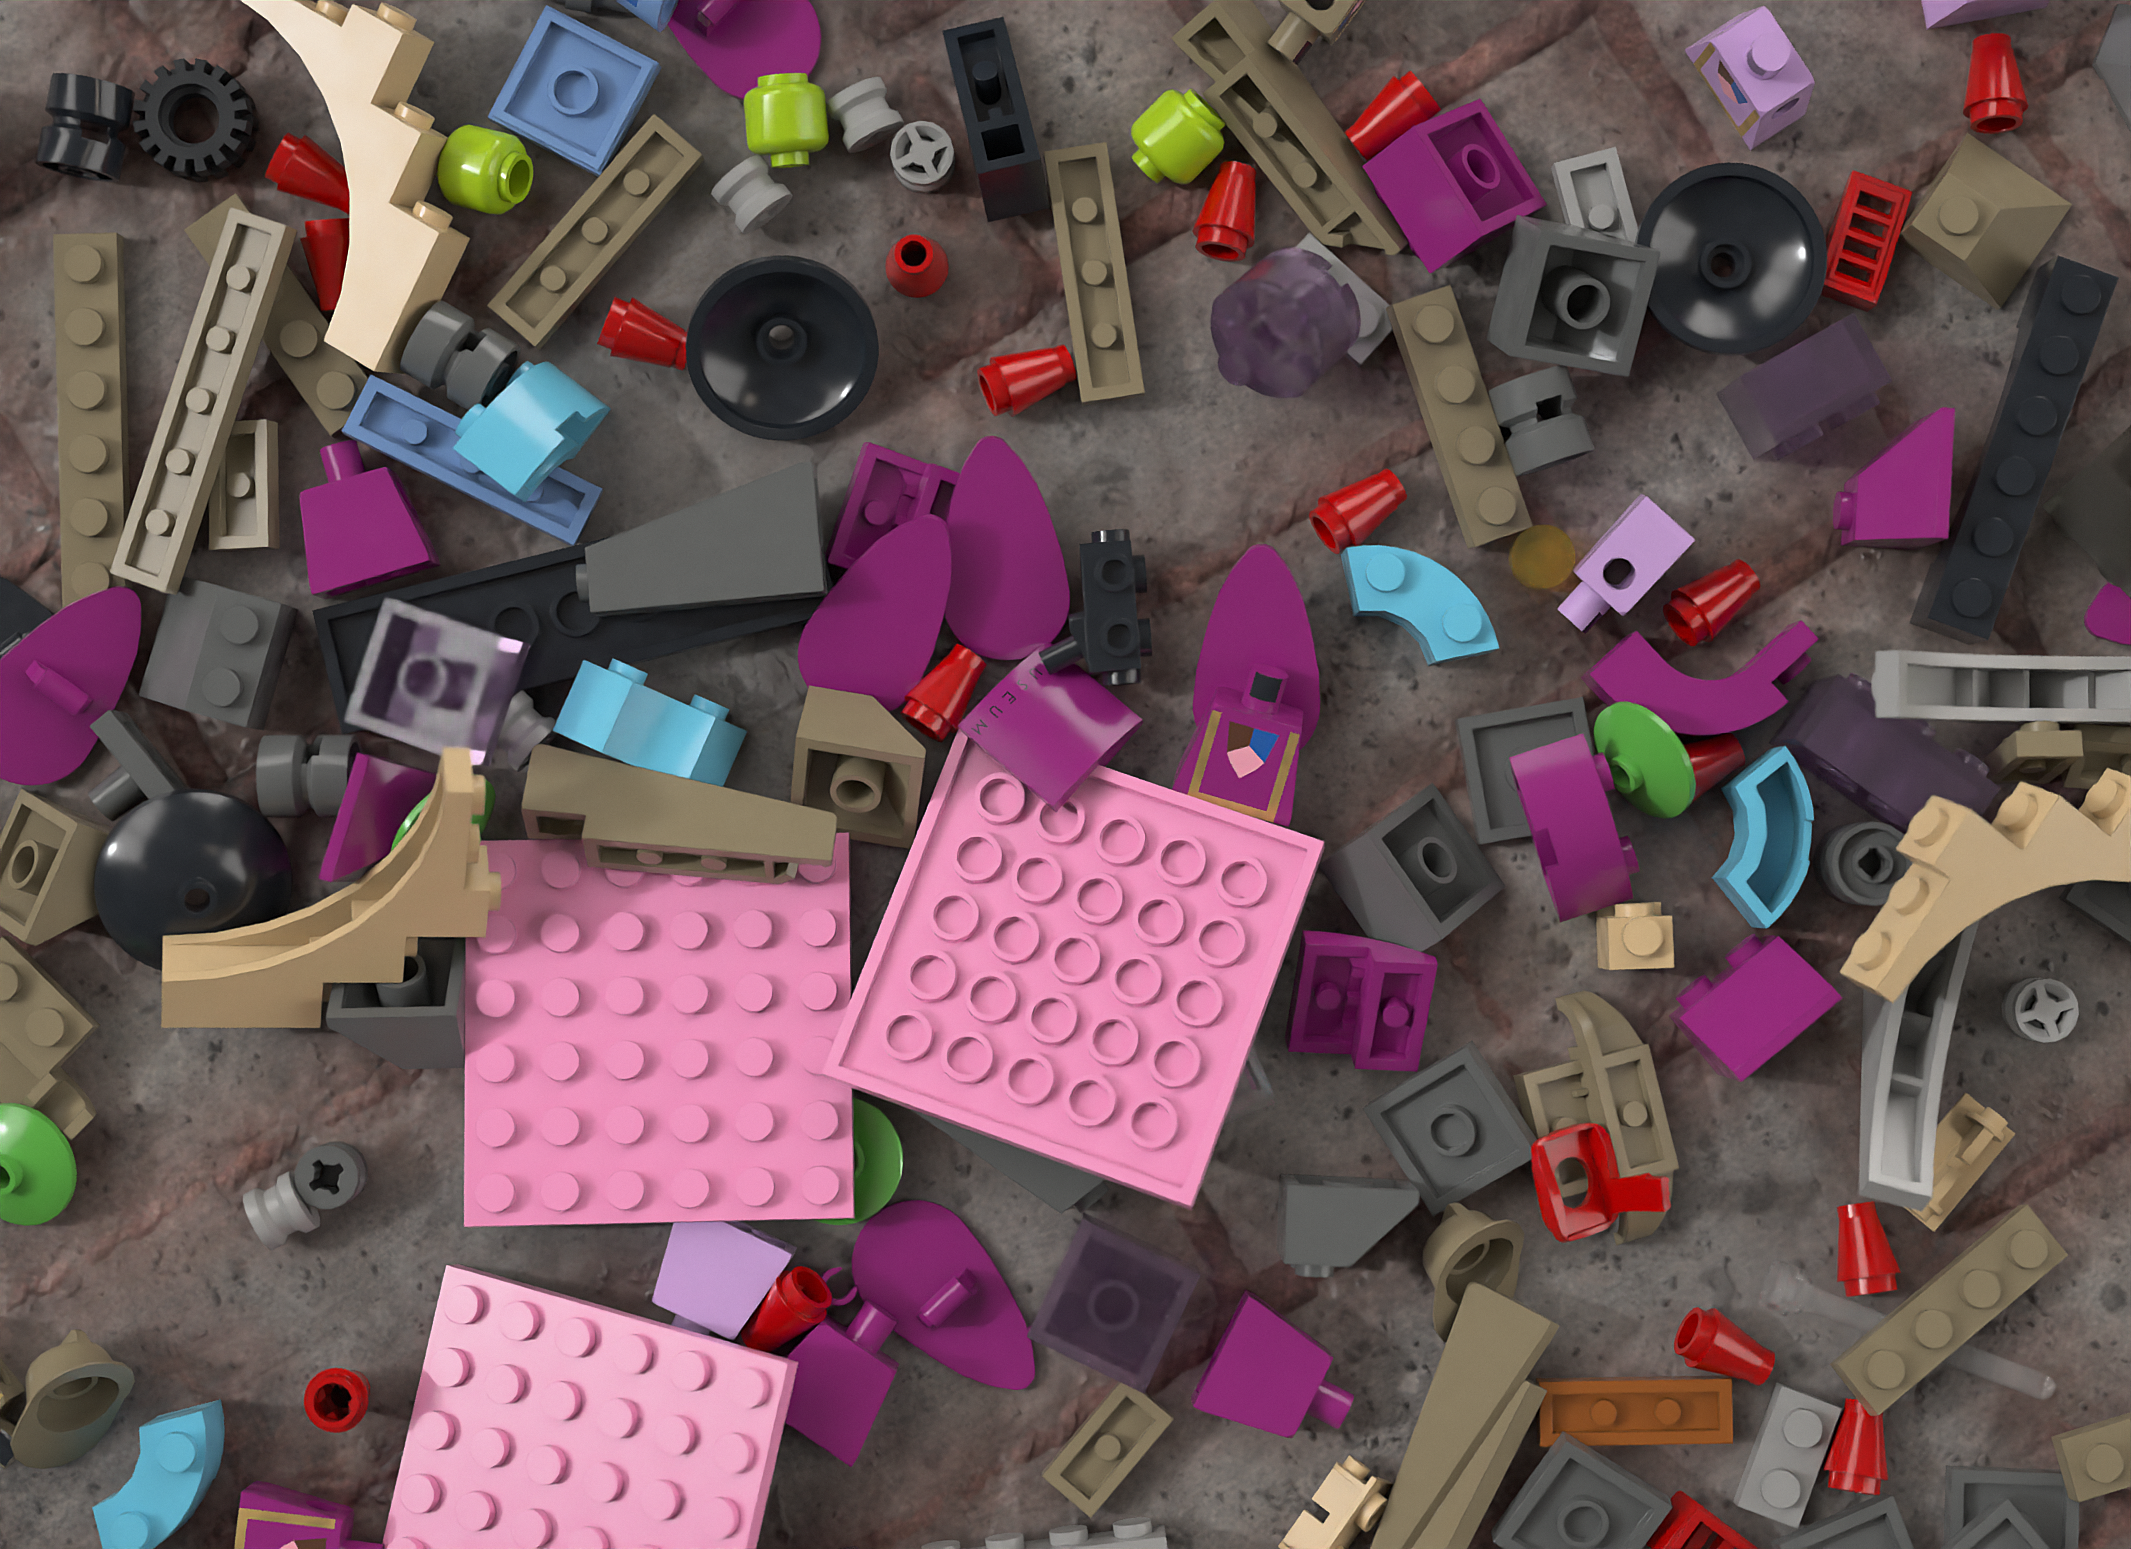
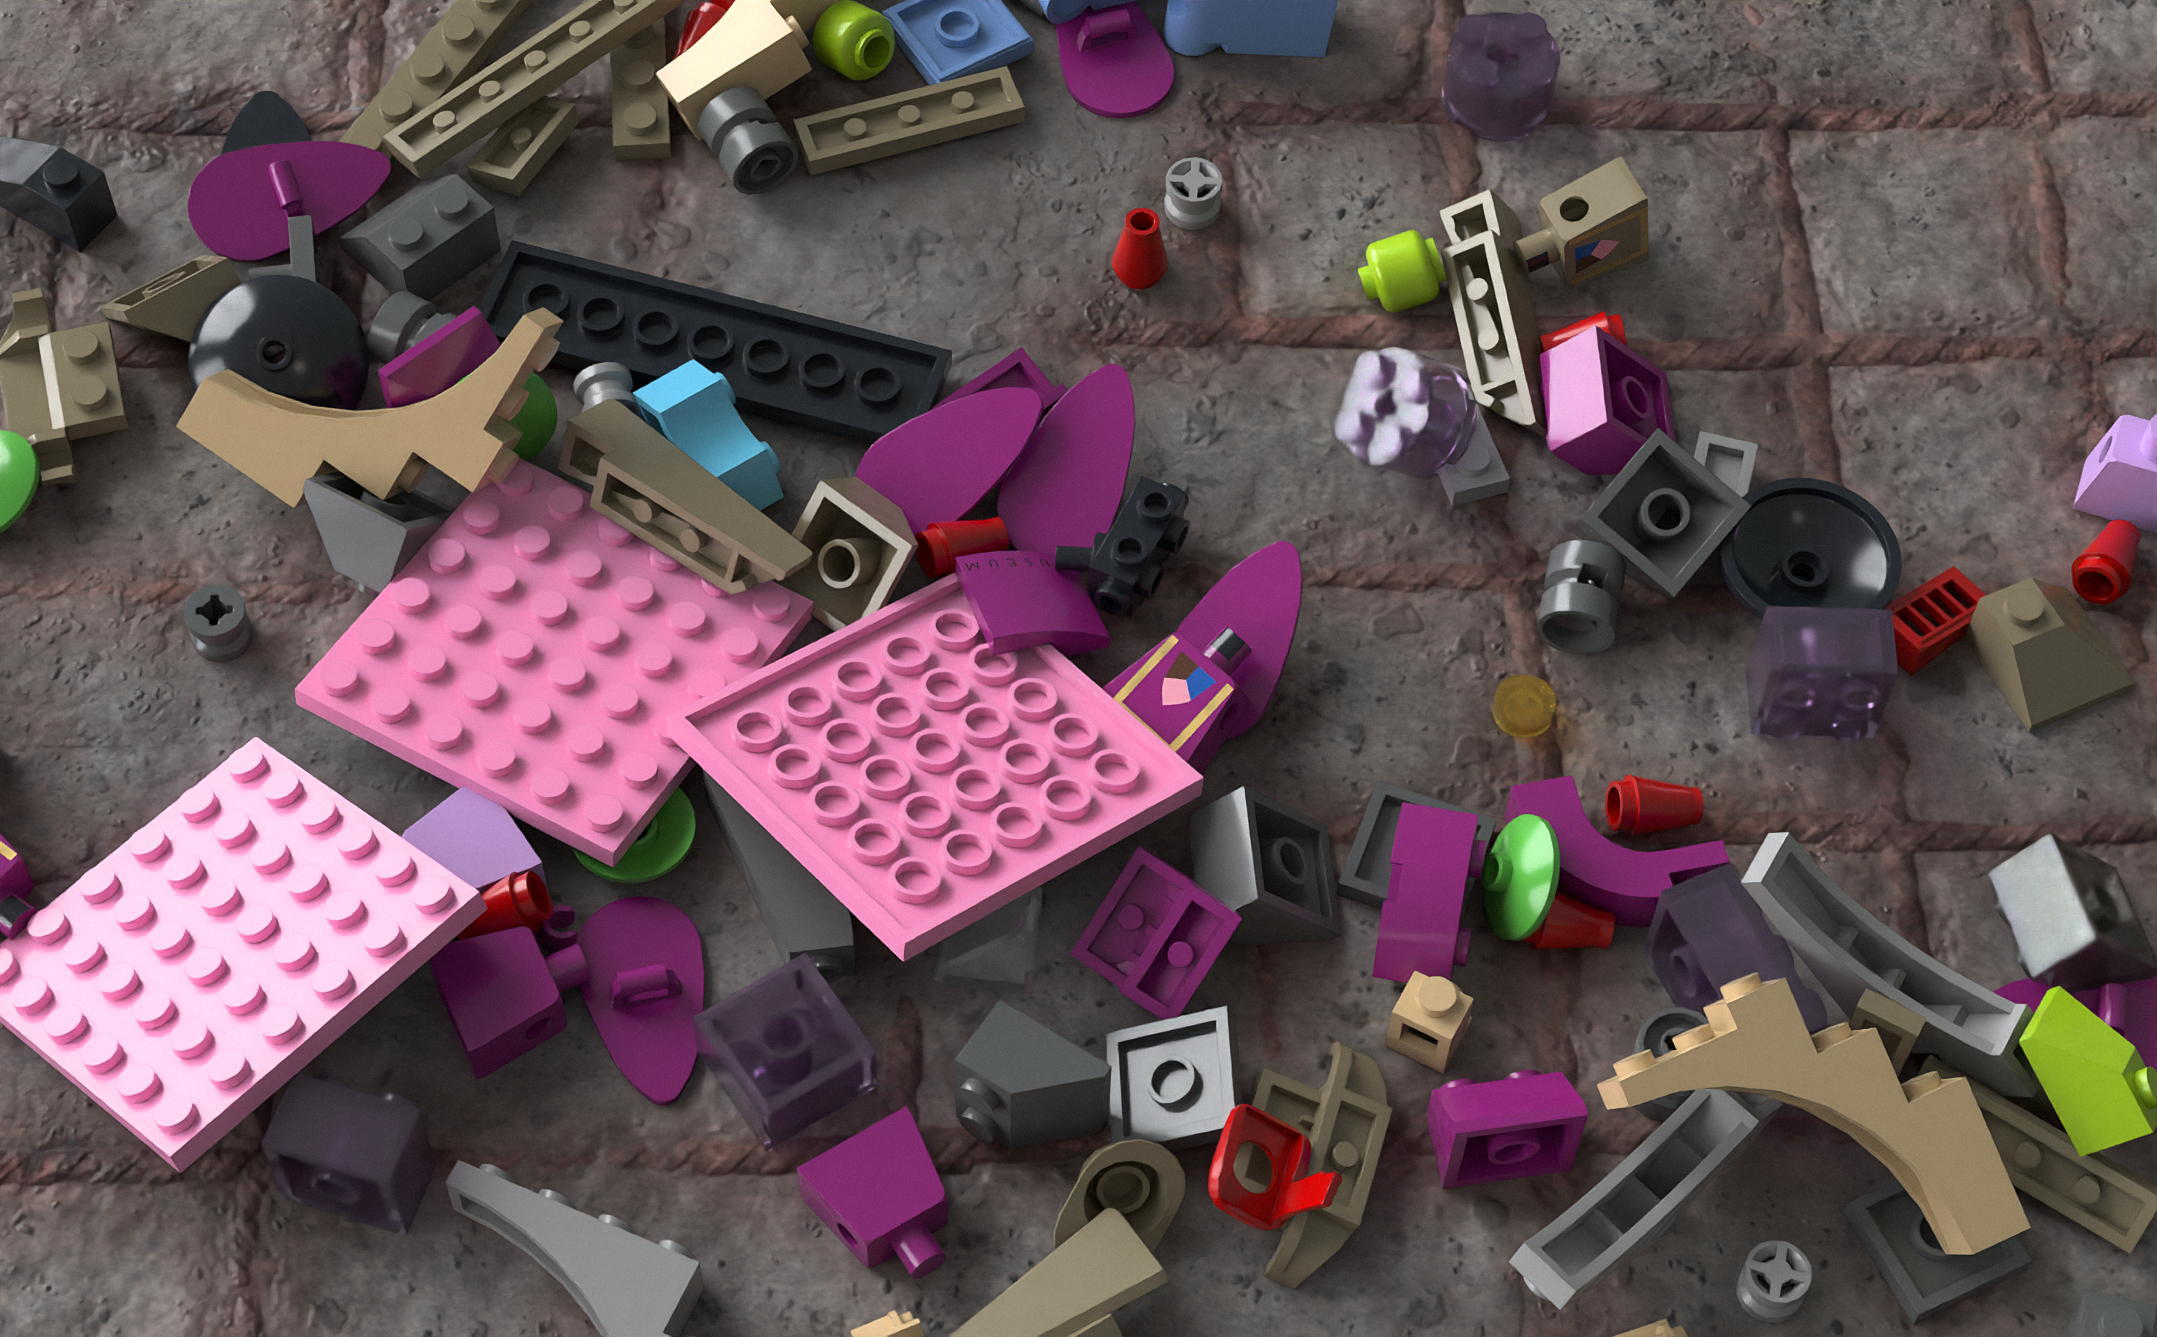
camera: 25 degrees right, 30 degrees down
(279, 1211) = (157, 624): light grey wheel -> none
(328, 1408) = (94, 770): red cone -> none
(360, 526) = (589, 207): magenta torso -> none
(425, 439) = (707, 209): medium blue plate -> none
(436, 681) = (587, 287): clear purple brick -> none
(529, 427) = (765, 198): medium azure brick -> none
(643, 335) = (896, 198): red cone -> none
(720, 552) = (848, 341): dark grey slope -> none
(751, 194) = (1044, 151): light grey wheel -> none
(786, 119) = (1105, 115): lime head -> none
(790, 384) = (967, 220): black dish -> none
(864, 114) = (1165, 140): light grey wheel -> none
(996, 119) = (1264, 199): black slope -> none
(1024, 378) = (1174, 369): red cone -> none
(1094, 273) = (1275, 331): dark tan plate -> none
(1107, 1447) = (699, 1179): dark tan plate -> none
(1228, 215) = (1417, 333): red cone -> none
(1357, 510) = (1386, 589): red cone -> none
(1420, 598) = (1398, 670): medium azure brick -> none
(1458, 416) = (1513, 568): dark tan plate -> none
(1642, 537) = (1597, 724): lavender torso -> none
(1754, 74) = (1897, 428): lavender torso -> none
(1770, 837) = (1596, 1002): medium azure brick -> none
(1903, 491) = (1863, 792): magenta slope -> none
(2042, 382) = (2048, 766): black arch -> none

